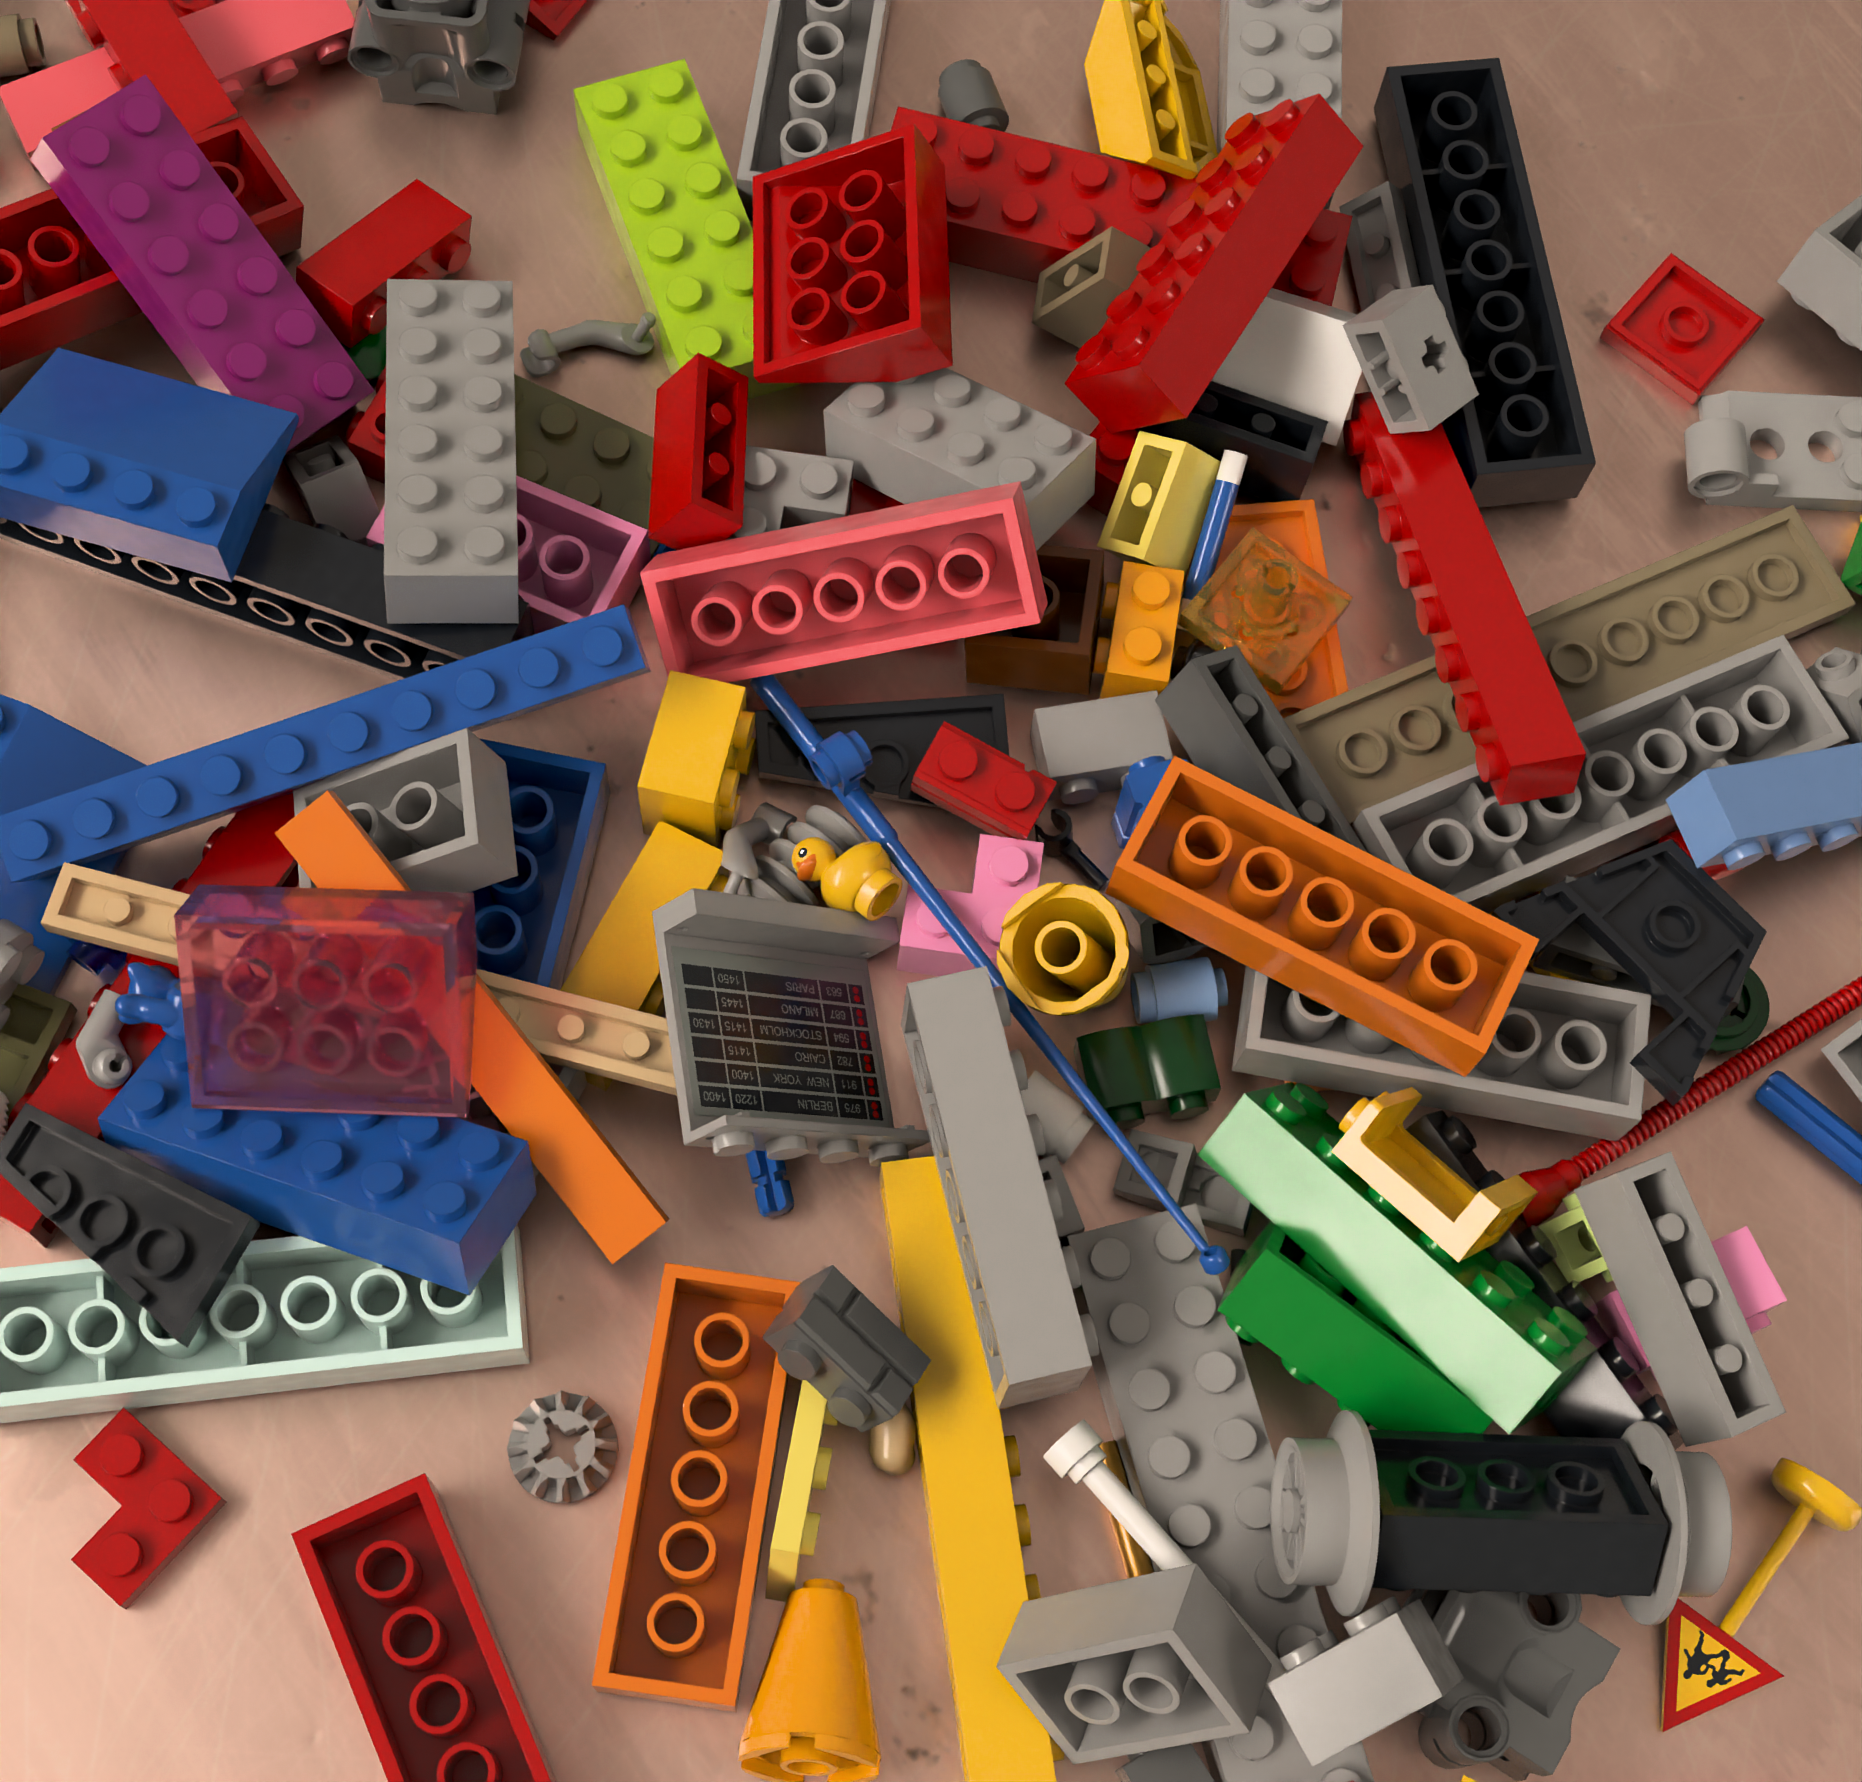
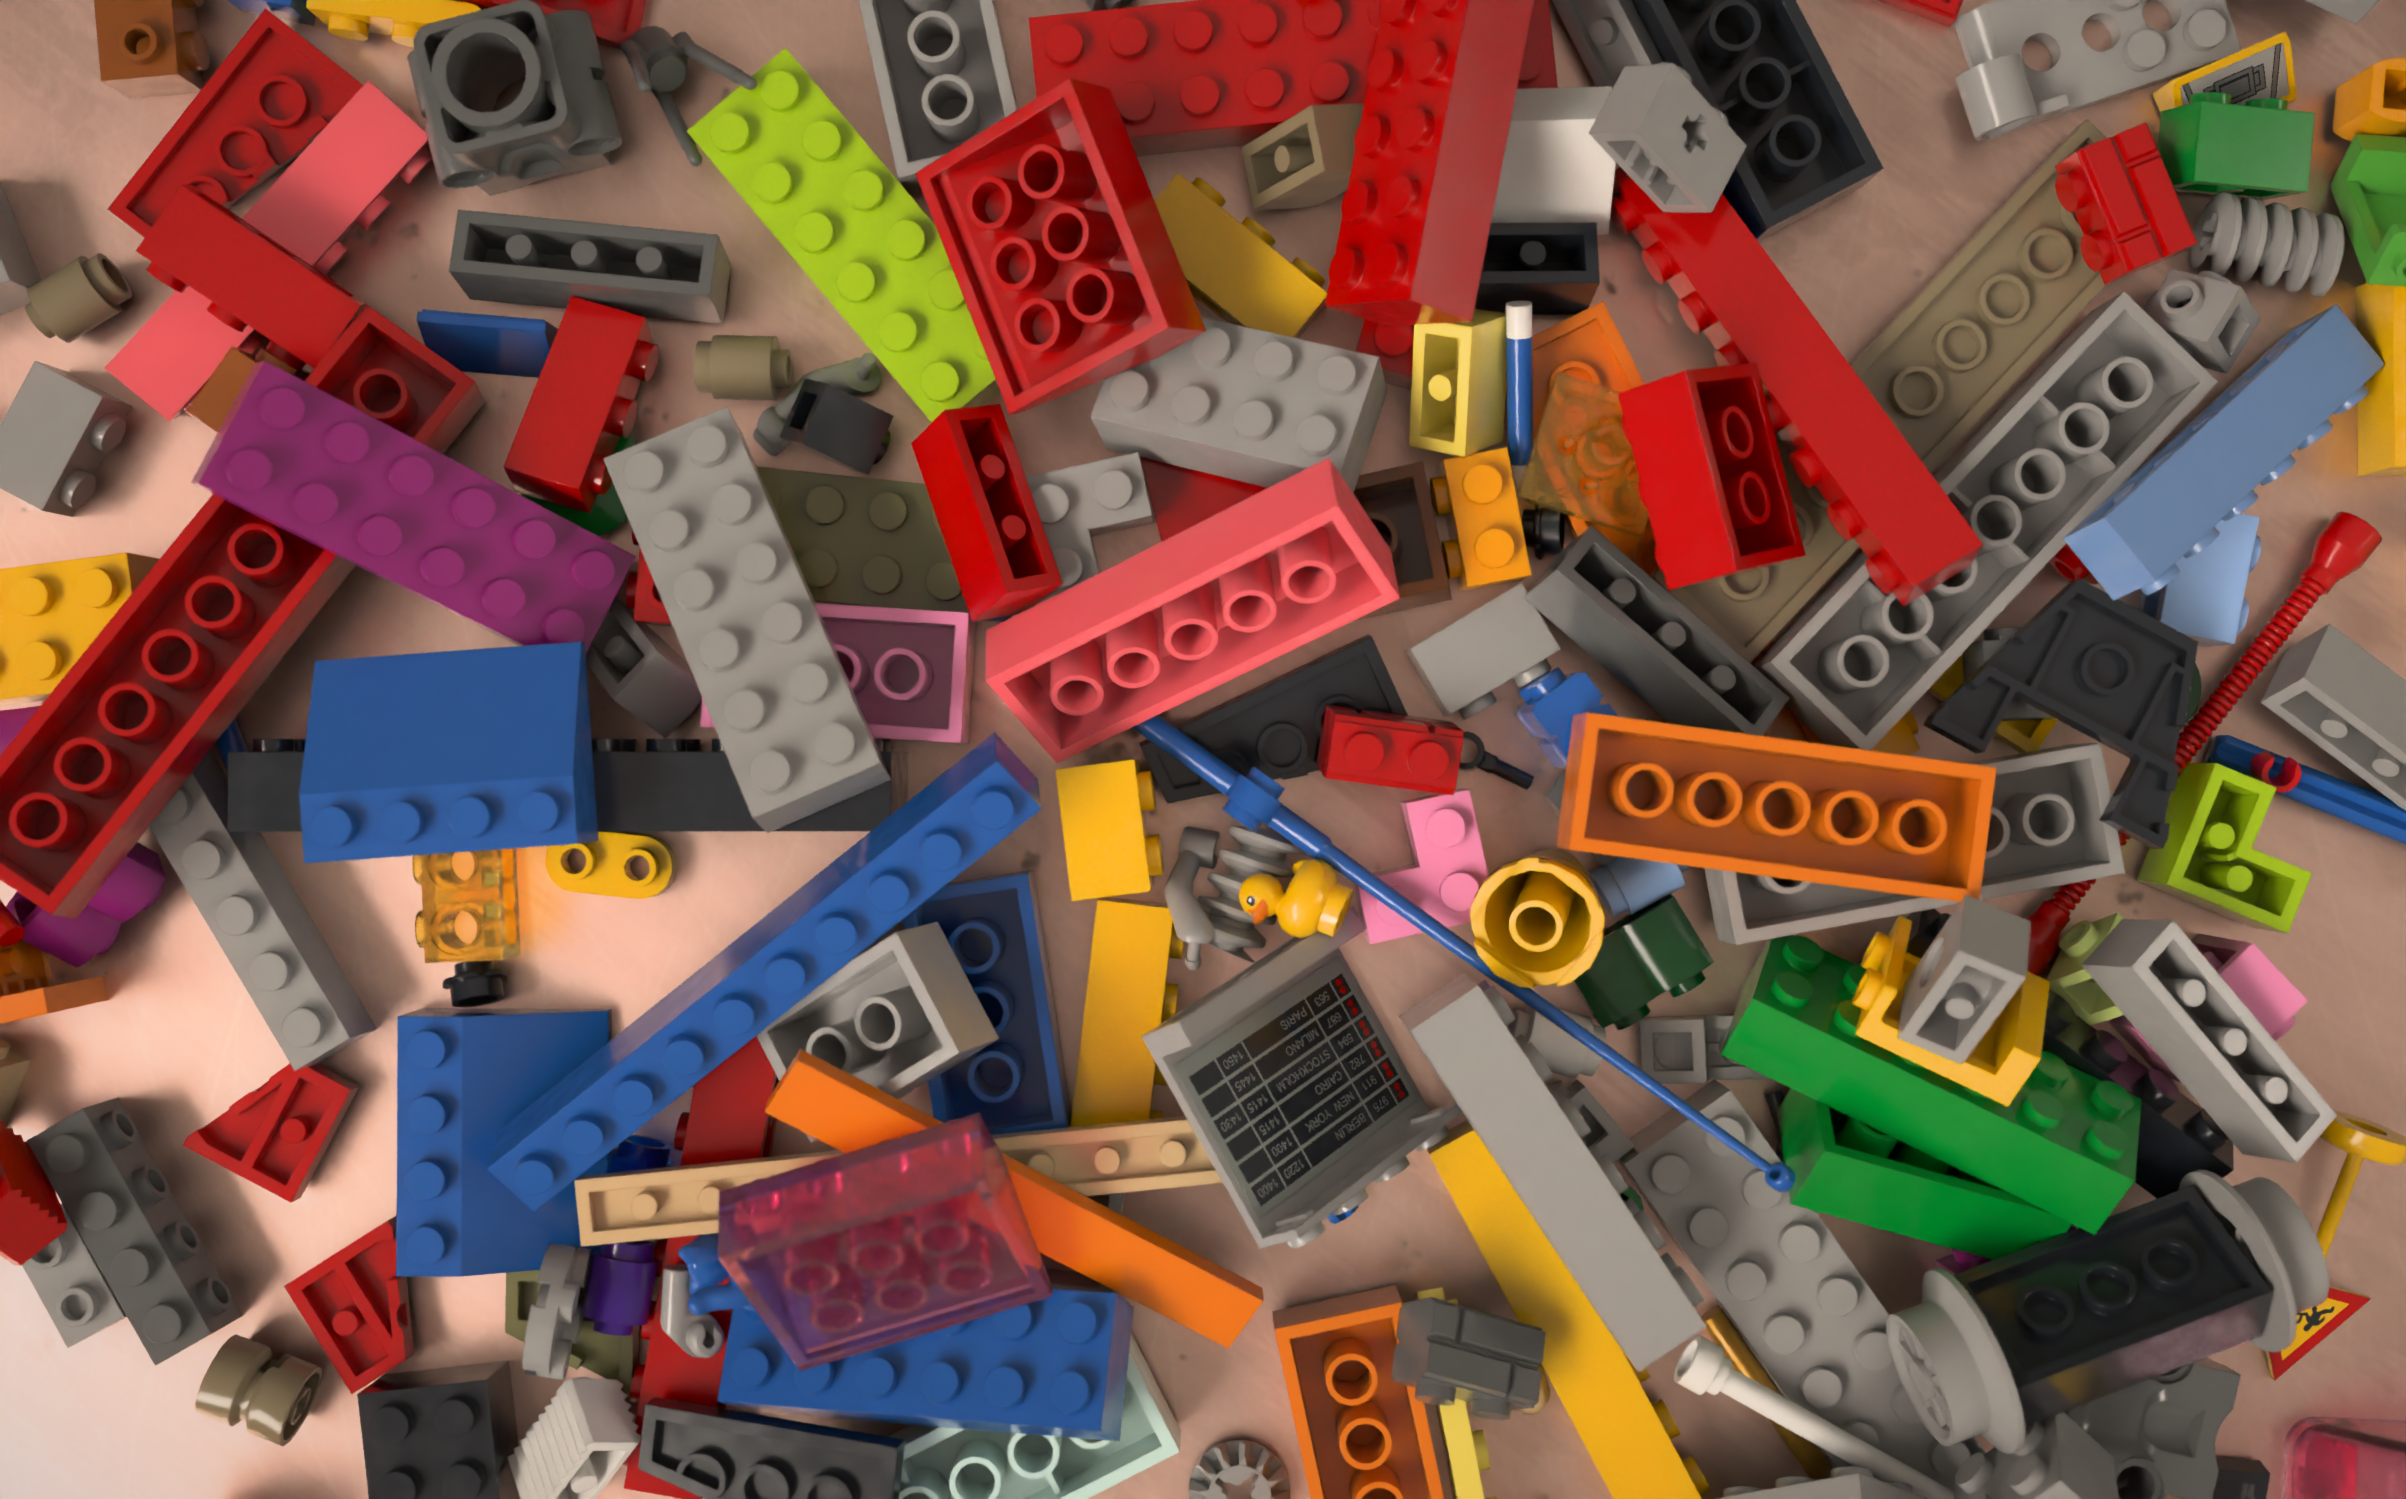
camera: 15 degrees left, 20 degrees up
(55, 697) = (475, 984): none -> black plate
(55, 997) = (620, 1287): none -> dark purple brick
(101, 624) = (486, 895): none -> clear yellow brick
(222, 648) = (609, 866): none -> yellow plate
(329, 195) = (488, 341): none -> blue slope
(399, 141) = (607, 264): none -> dark grey brick
(540, 291) = (742, 367): none -> dark tan brick
(575, 49) = (661, 66): none -> dark grey plant
(598, 360) = (838, 426): none -> black brick
(997, 351) = (1233, 263): none -> yellow brick
(1358, 629) = (1710, 474): none -> red brick
(1449, 1116) = (1964, 979): none -> light grey brick
(1734, 1169) = (2211, 853): none -> lime brick
(1798, 908) = (2209, 591): none -> light blue brick
(1802, 1129) = (2285, 780): none -> red hand
(1804, 570) = (2123, 204): none -> red brick

